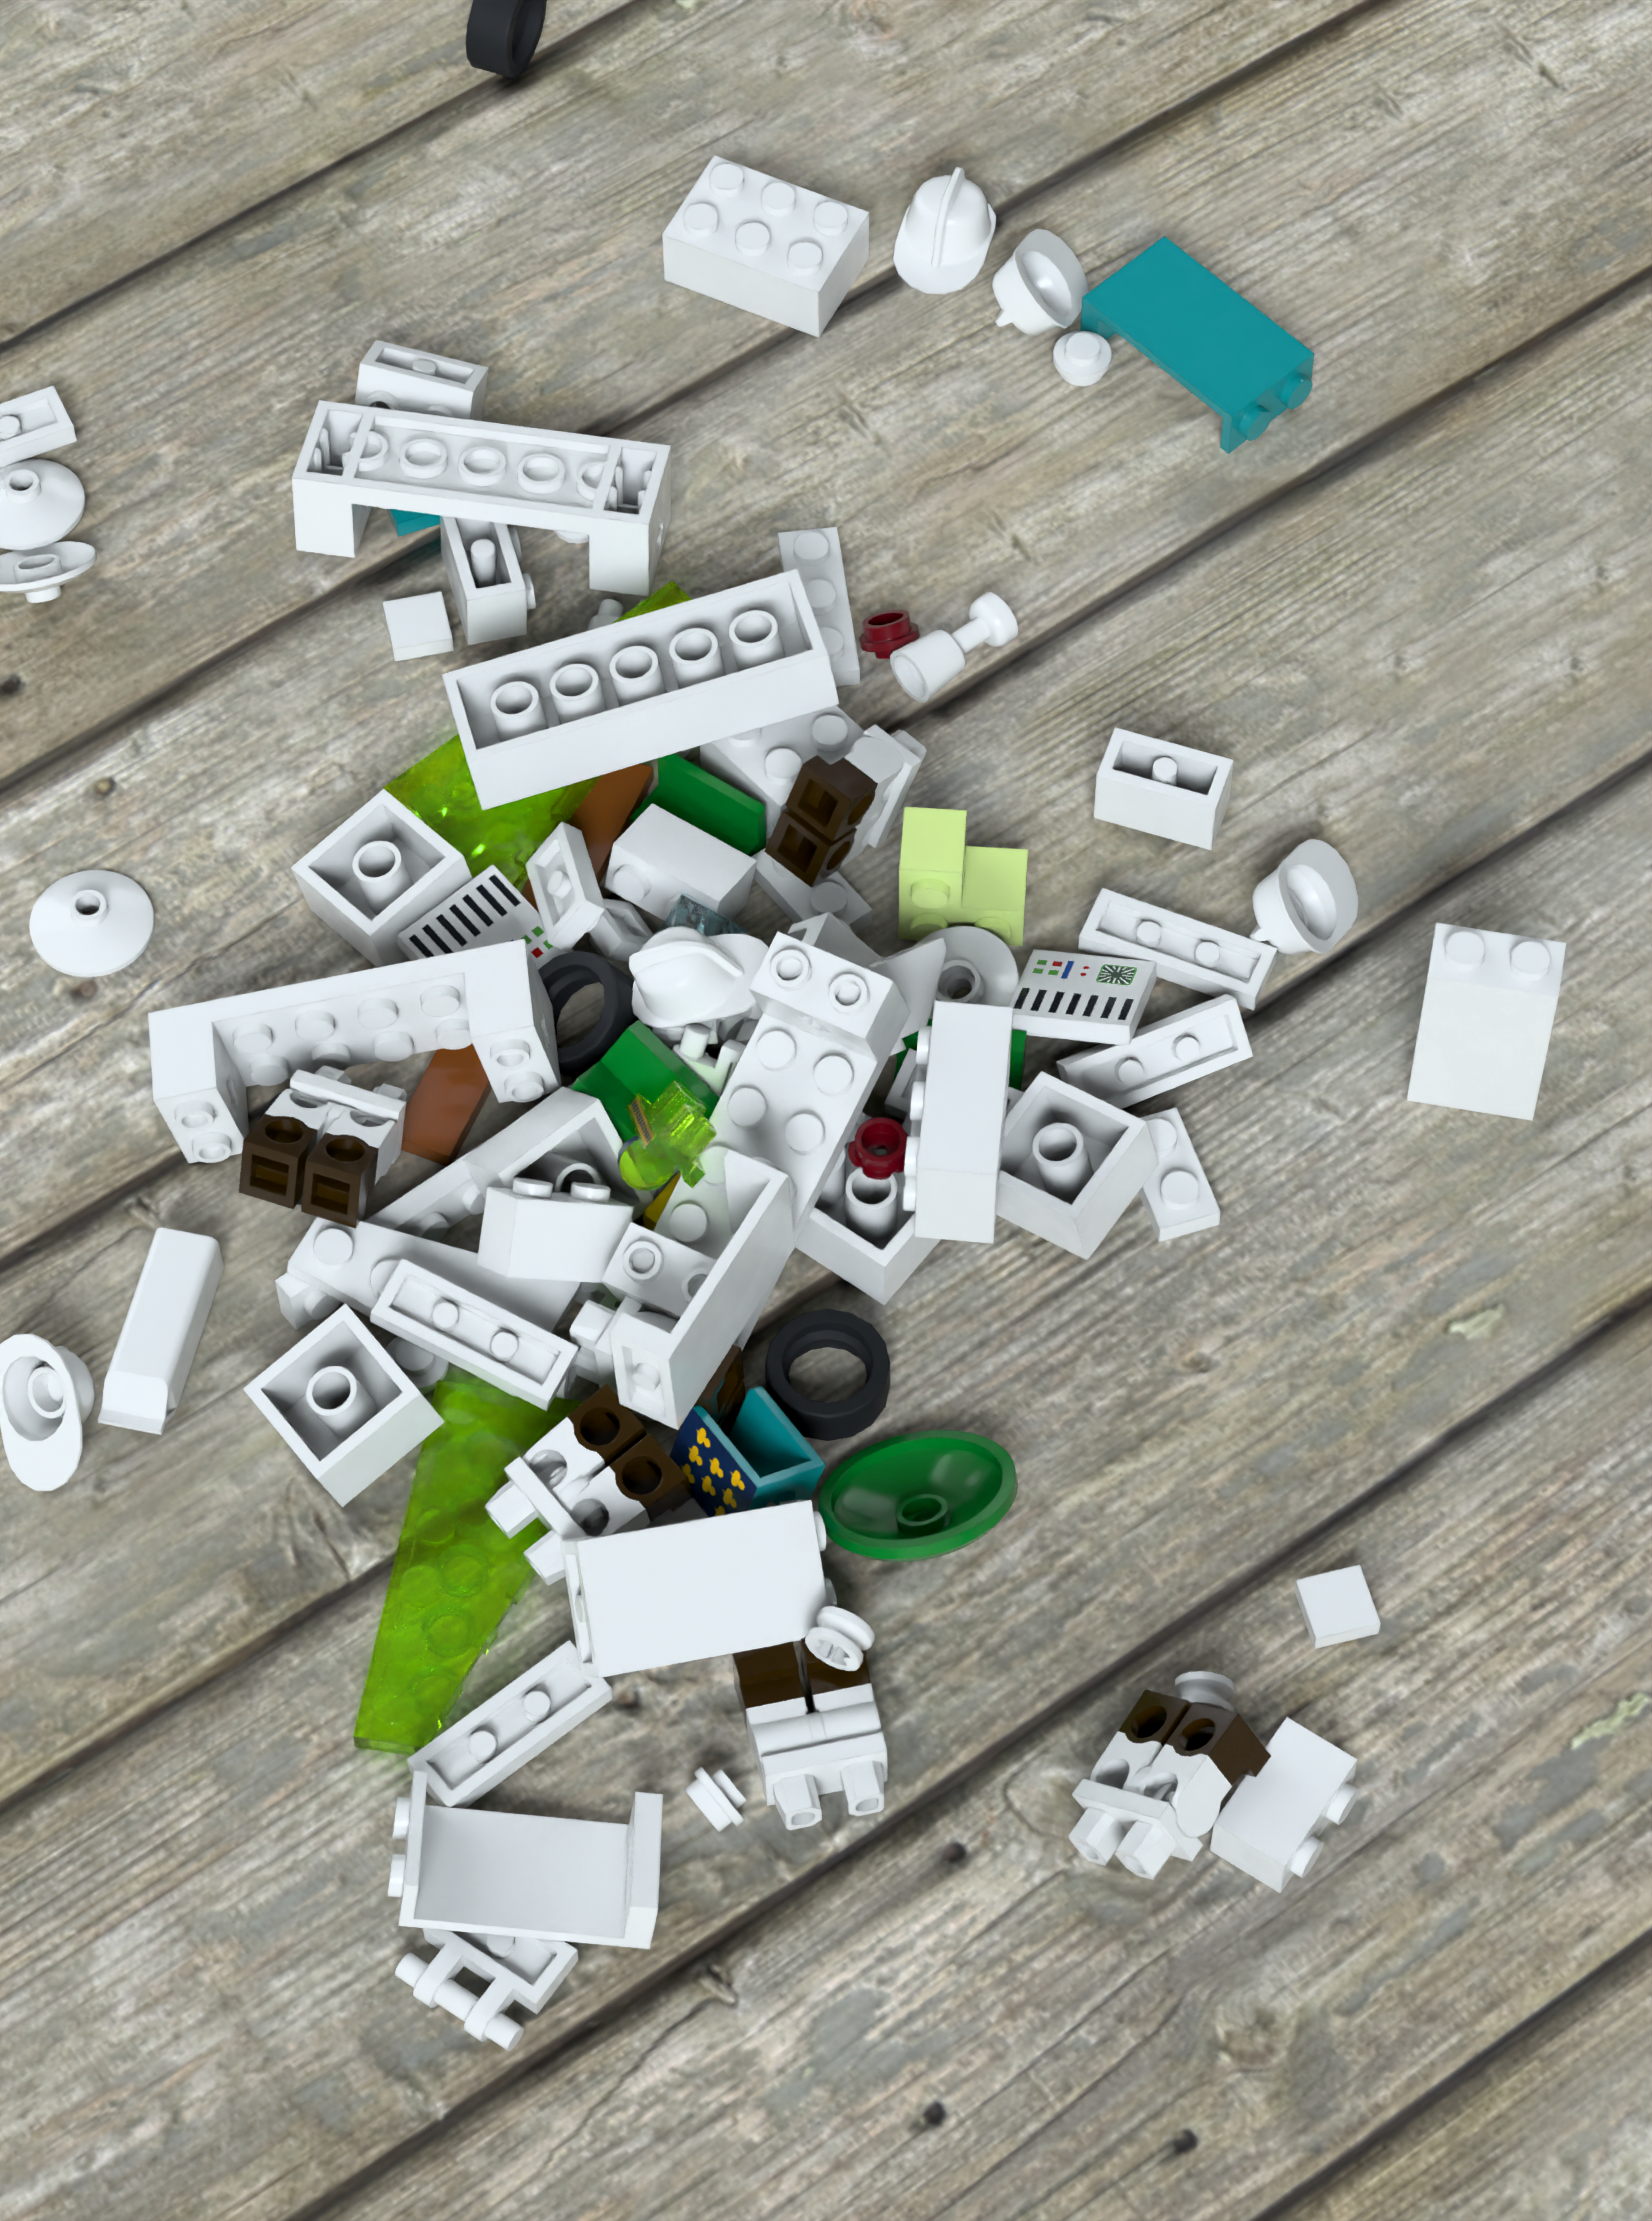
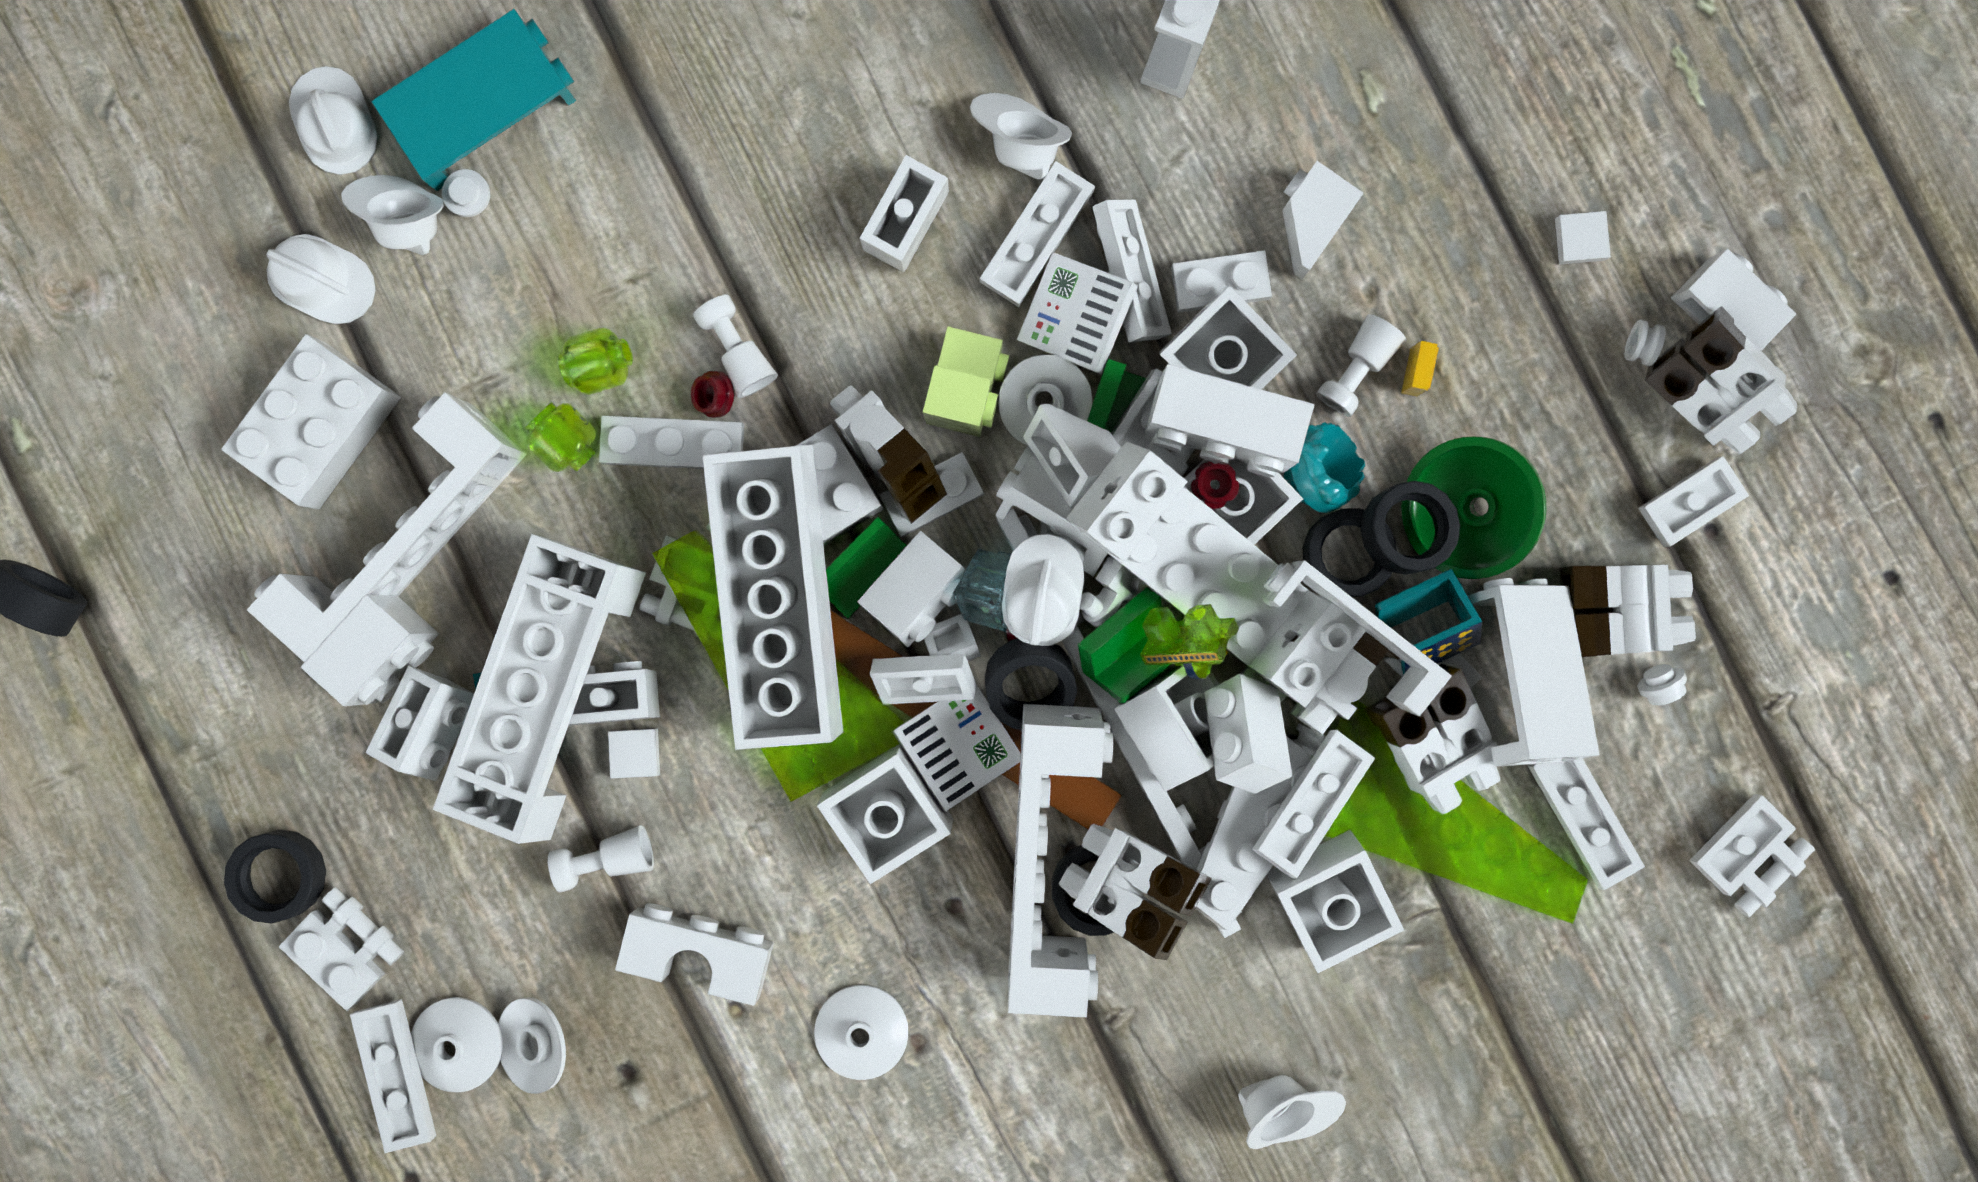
camera: 80 degrees left, 30 degrees up
(117, 367) = (333, 958): none -> white plate
(161, 1331) = (1238, 1022): white piece -> none
(169, 761) = (736, 958): none -> white arch
(206, 261) = (239, 883): none -> black tyre
(287, 622) = (618, 855): none -> white piece
(504, 323) = (371, 651): none -> white brick
(528, 1872) = (1704, 820): white panel -> none
(745, 401) = (306, 611): none -> white plate
(800, 486) = (561, 437): none -> clear neon green head
(839, 1638) = (1596, 583): white bush -> none
(879, 1359) = (1444, 520): none -> black tyre
(900, 504) = (595, 361): none -> clear neon green head
(937, 1310) = (1327, 469): none -> teal hair
(989, 1801) = (1693, 501): none -> white plate
(1100, 1417) = (1420, 368): none -> yellow tile
(1112, 1355) = (1370, 351): none -> white piece
(1135, 214) = (333, 120): none -> white piece
(1278, 1259) = (1315, 213): none -> white slope

